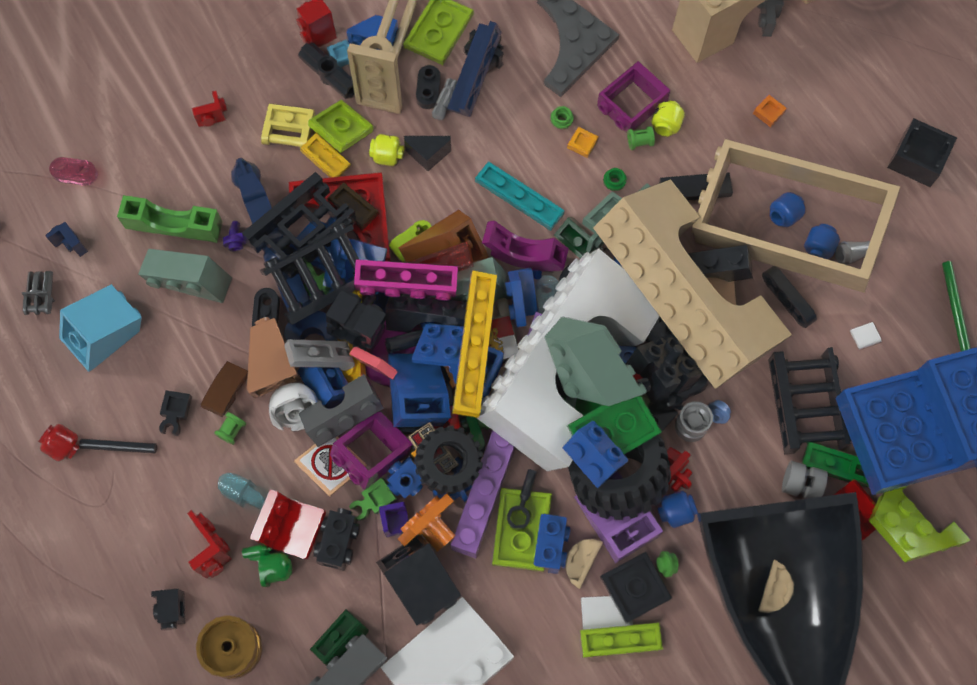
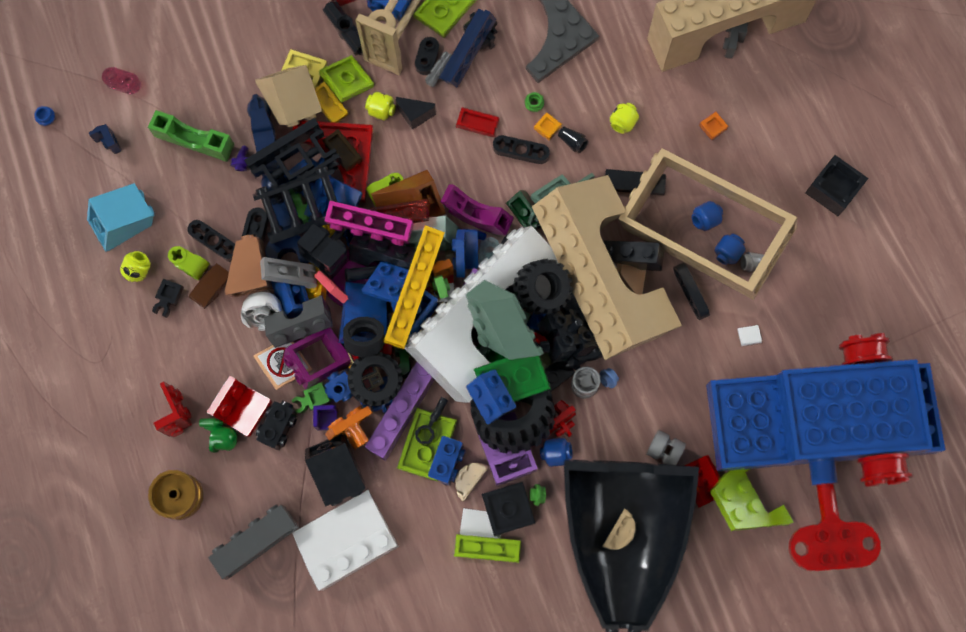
camera: 15 degrees right, 5 degrees up
(38, 291) = (76, 177): dark grey arm -> none
(58, 442) = (71, 306): red head -> none
(118, 446) = (118, 317): black bar -> none
(129, 381) = (135, 266): none -> neon yellow head
(169, 608) = (135, 455): black brick -> none
(185, 274) = (195, 184): sand green wedge -> none
(196, 366) = (190, 263): none -> lime piece
(210, 113) = (242, 49): red bracket -> none
(225, 344) = (222, 239): none -> black beam
(230, 428) = (208, 319): bright green bush -> none
(240, 490) = (207, 371): clear light blue arm -> none
(281, 153) = (290, 95): none -> tan slope
(337, 636) = (262, 502): dark green slope -> none
(339, 52) = (358, 9): medium azure tile -> none
(432, 424) = (367, 348): none -> black tyre
(500, 320) = (442, 268): none -> orange plate
(501, 150) = (477, 122): none -> red tile
(503, 338) = (441, 286): none -> bright green plate
(519, 196) = (484, 164): teal tile -> none
(575, 180) = (517, 142): none -> black beam
(616, 151) = (574, 139): none -> black cone
(617, 174) = (570, 159): green plate -> none
(640, 137) = (597, 131): bright green bush -> none
(644, 309) = (558, 281): none -> black tyre
(646, 82) = (613, 82): magenta window -> none
(789, 415) = (668, 370): black fence -> none
(836, 463) = (693, 437): green hinge -> none
(956, 306) = (833, 325): green bar -> none

